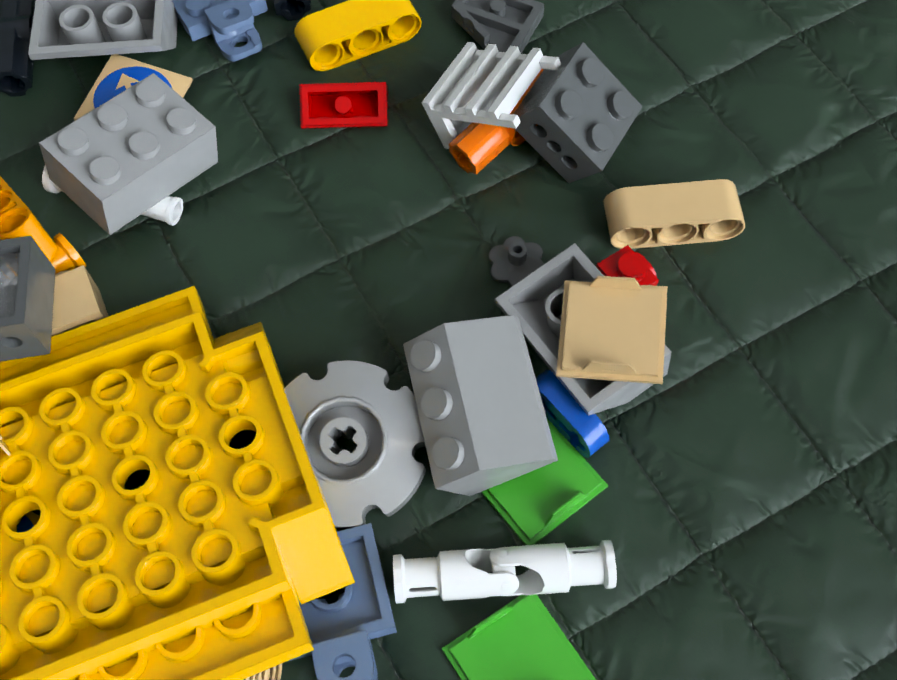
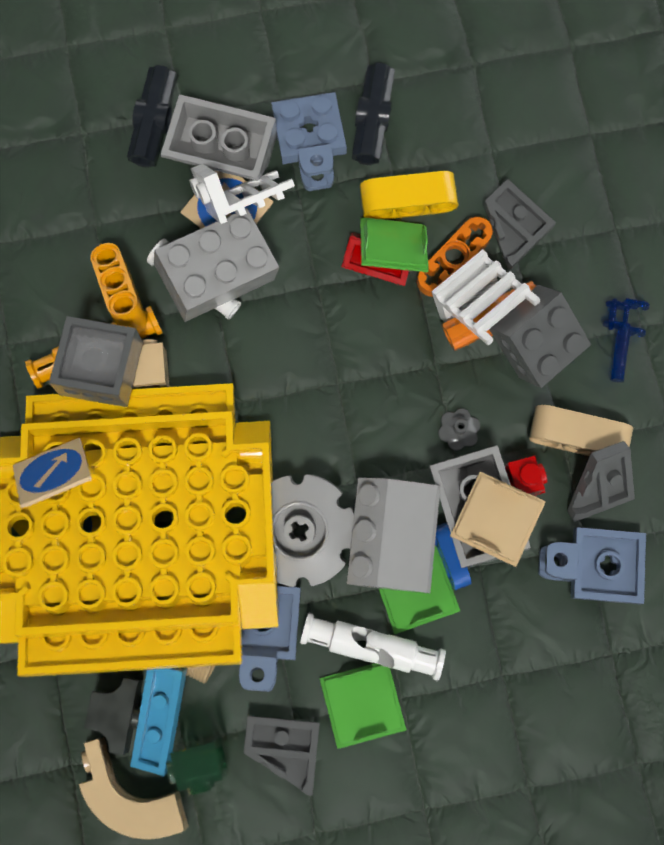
camera: 15 degrees right, 15 degrees up
(101, 66) = (220, 202): none -> white plate
(357, 77) = (393, 244): none -> bright green piece
(435, 59) = (454, 243): none -> orange beam
(675, 94) = (623, 334): none -> clear blue piece
(730, 254) = (604, 483): none -> dark grey wing
(742, 363) = (581, 565): none -> sand blue plate

